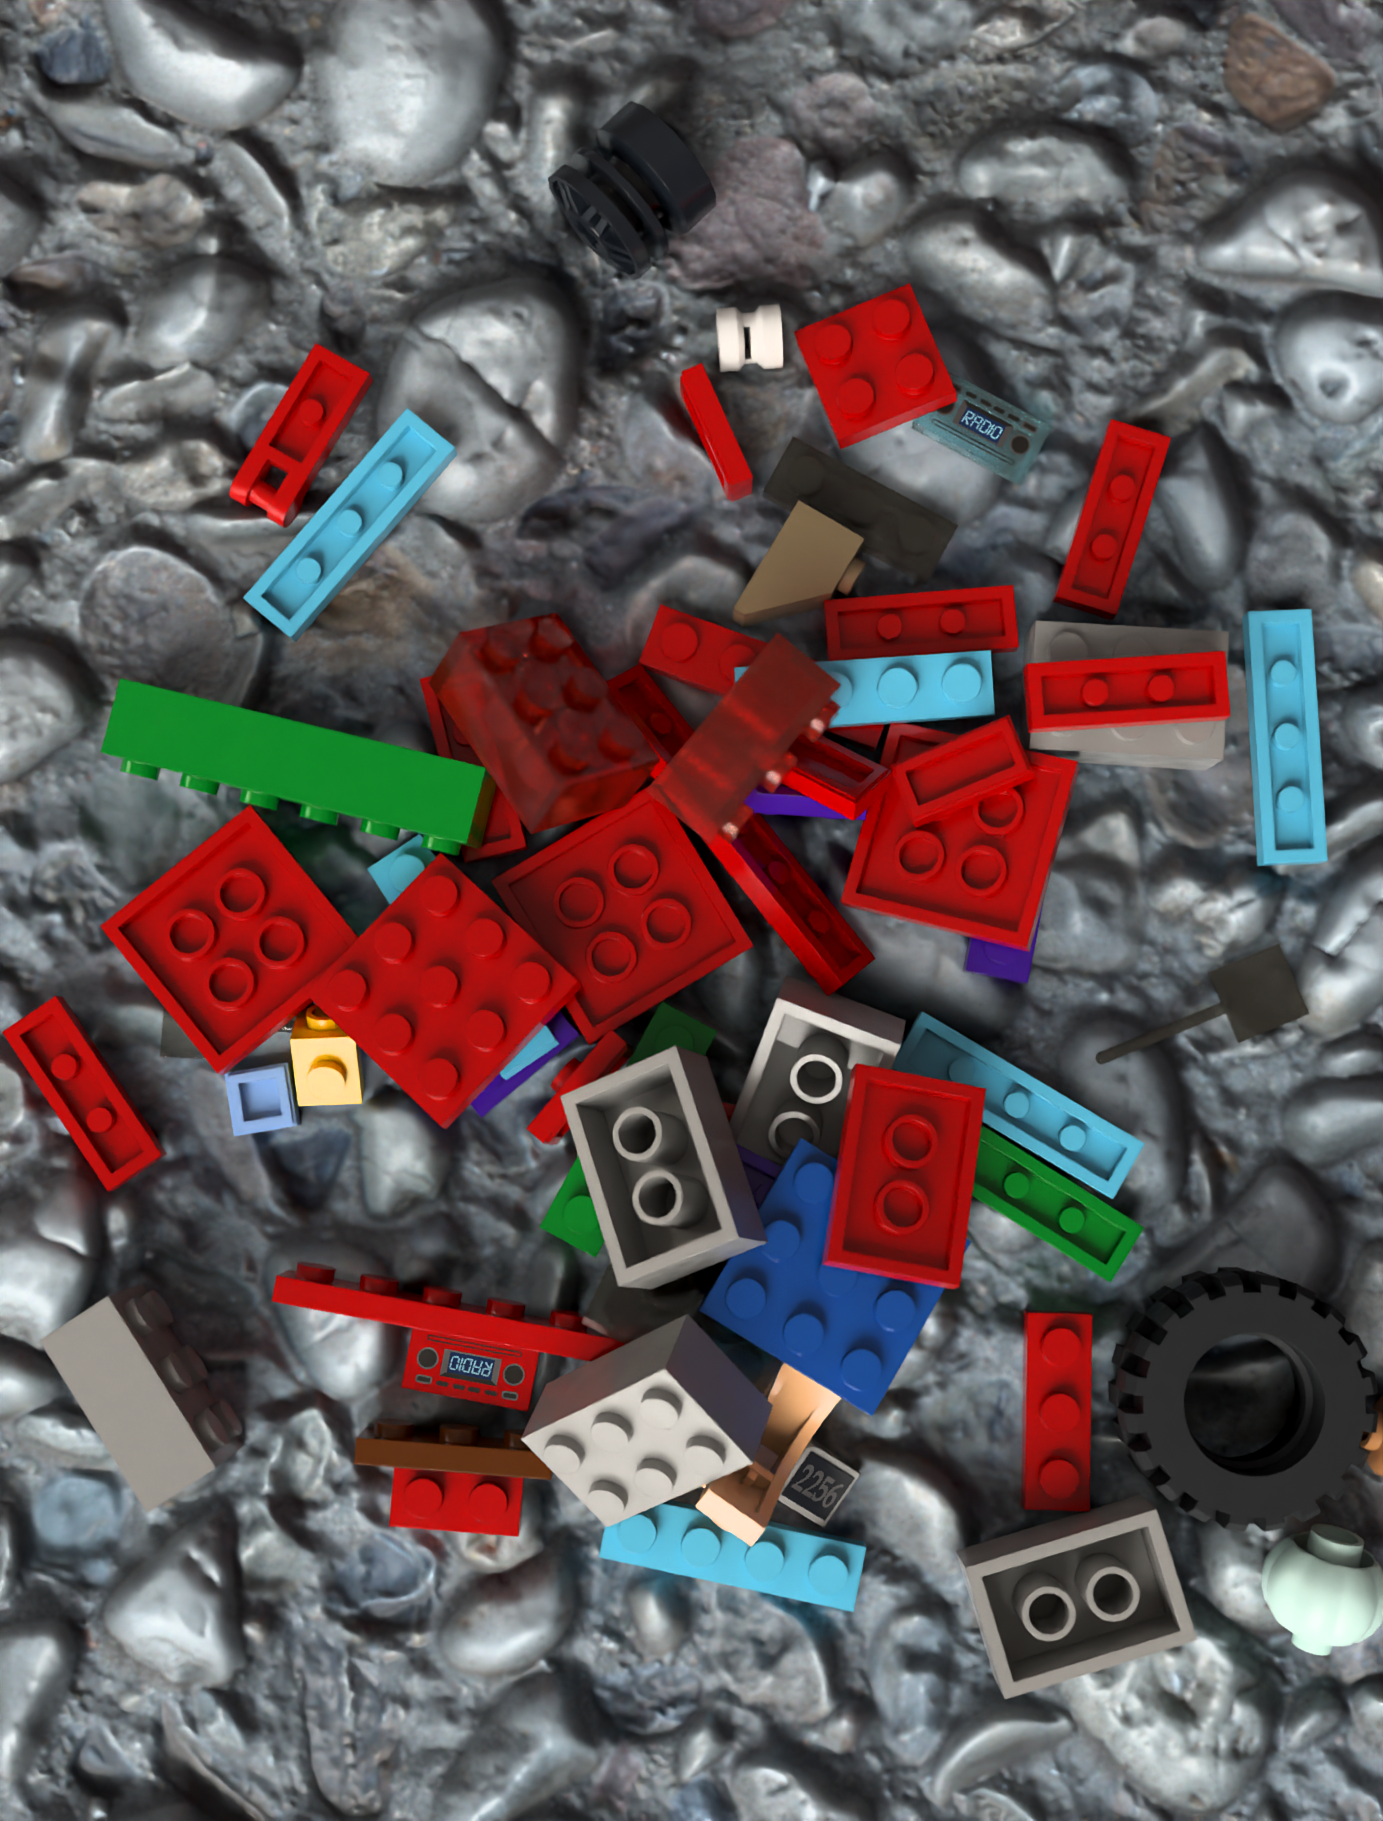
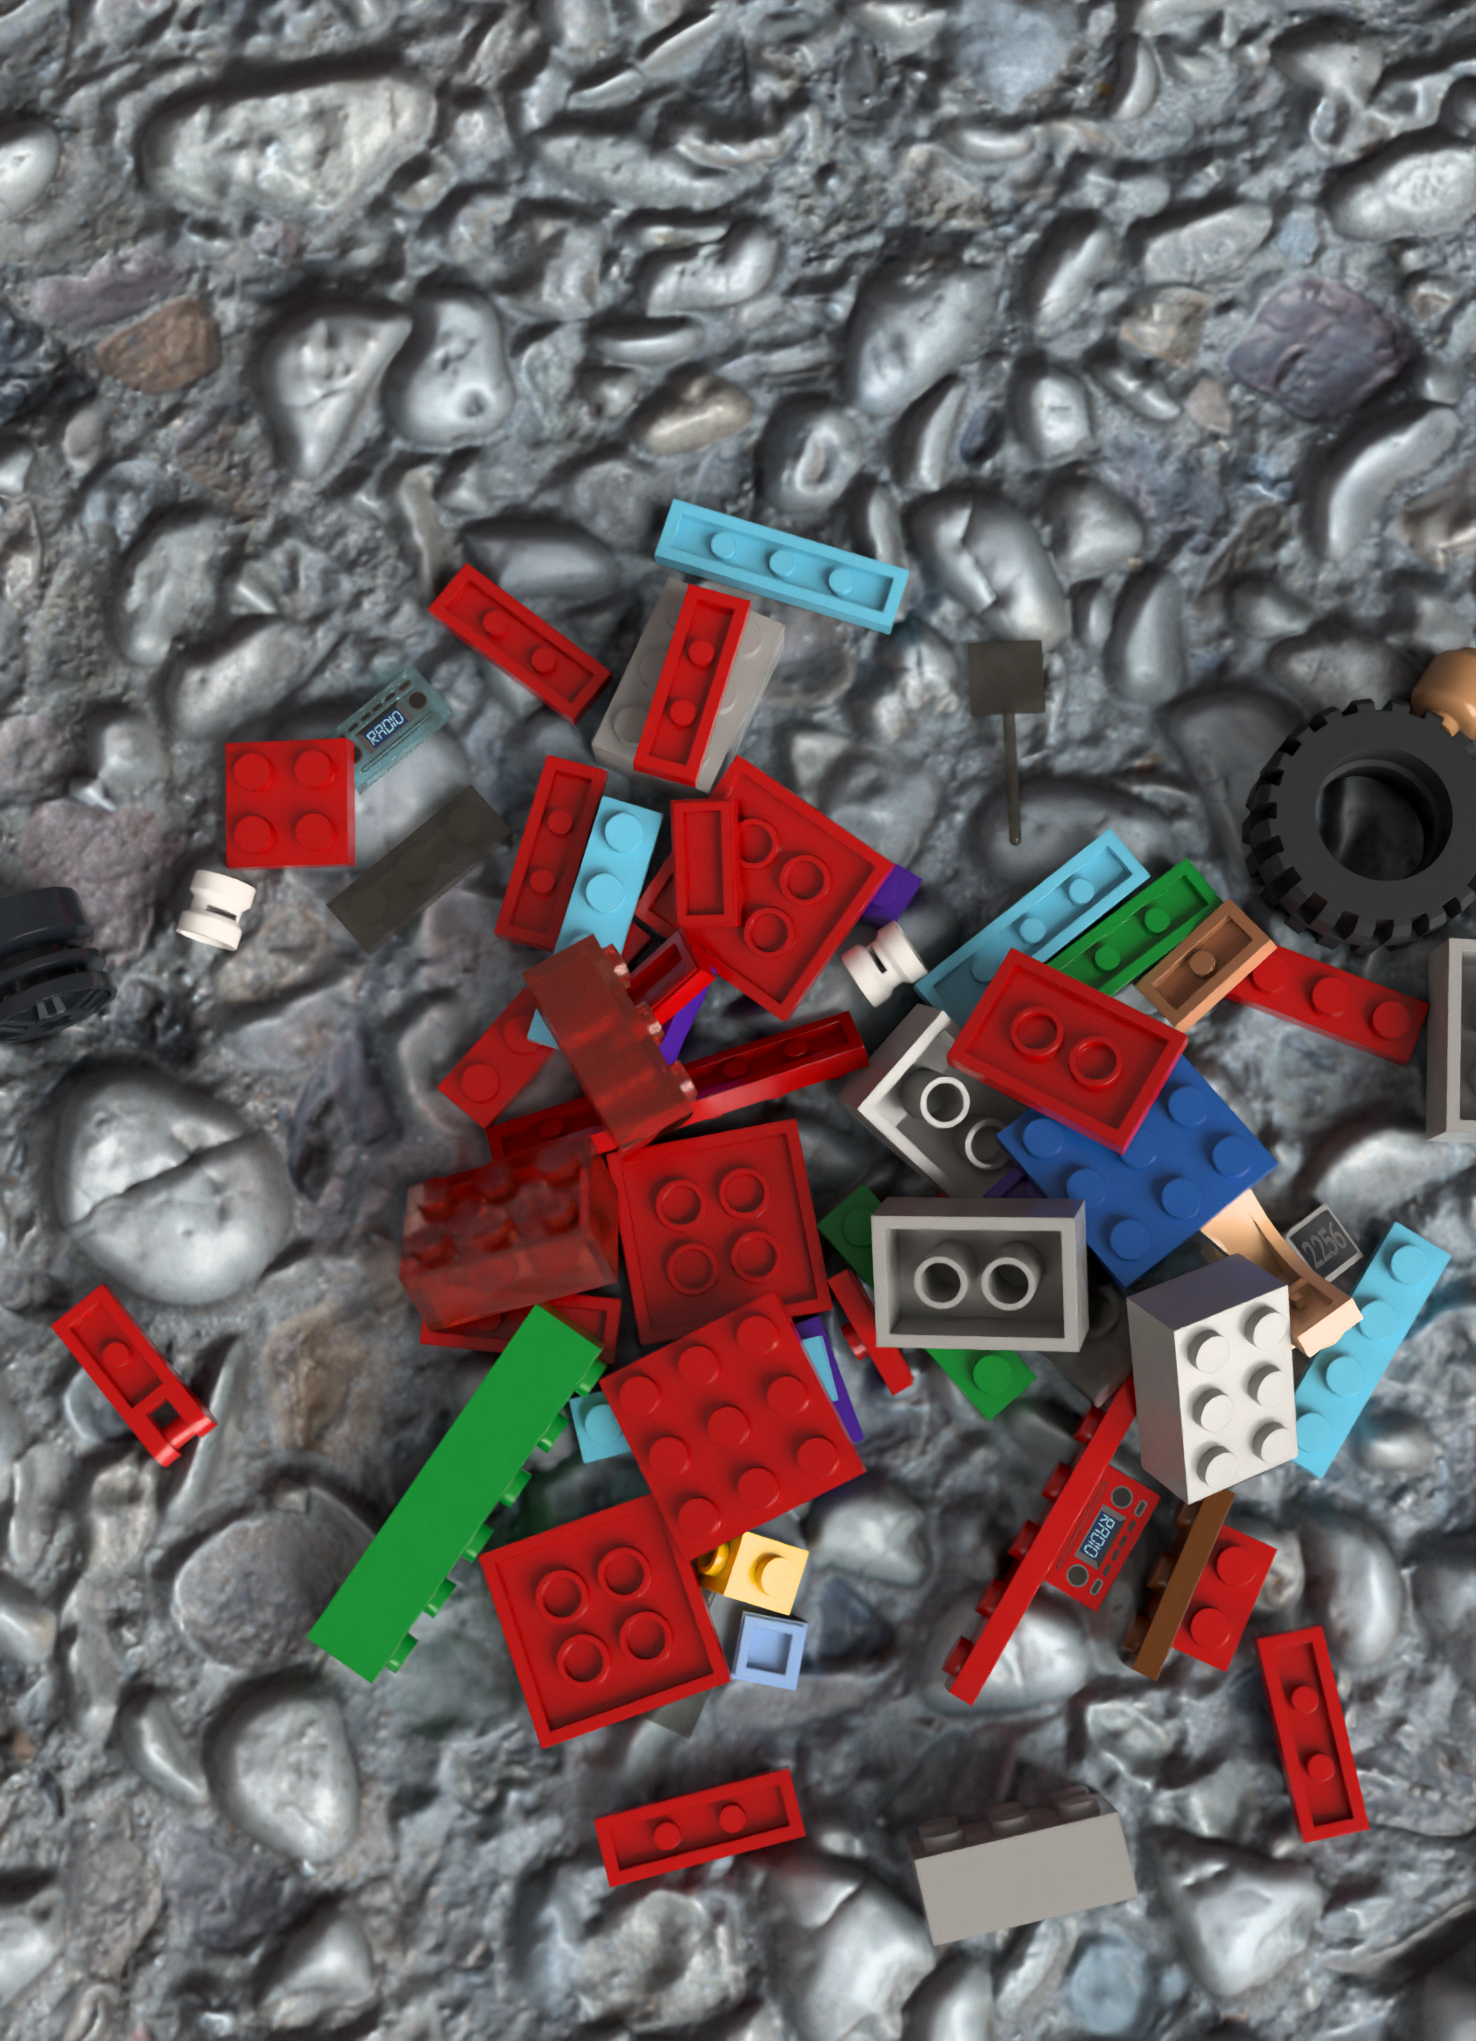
camera: 70 degrees left, 5 degrees down
(351, 525) = (242, 1357): medium azure plate -> none
(362, 1623) = (1310, 1733): none -> red plate
(715, 433) = (294, 975): red tile -> none
(801, 569) = (455, 940): dark tan slope -> none
(931, 975) = (897, 956): none -> white wheel
(1043, 1282) = (1205, 966): none -> nougat plate

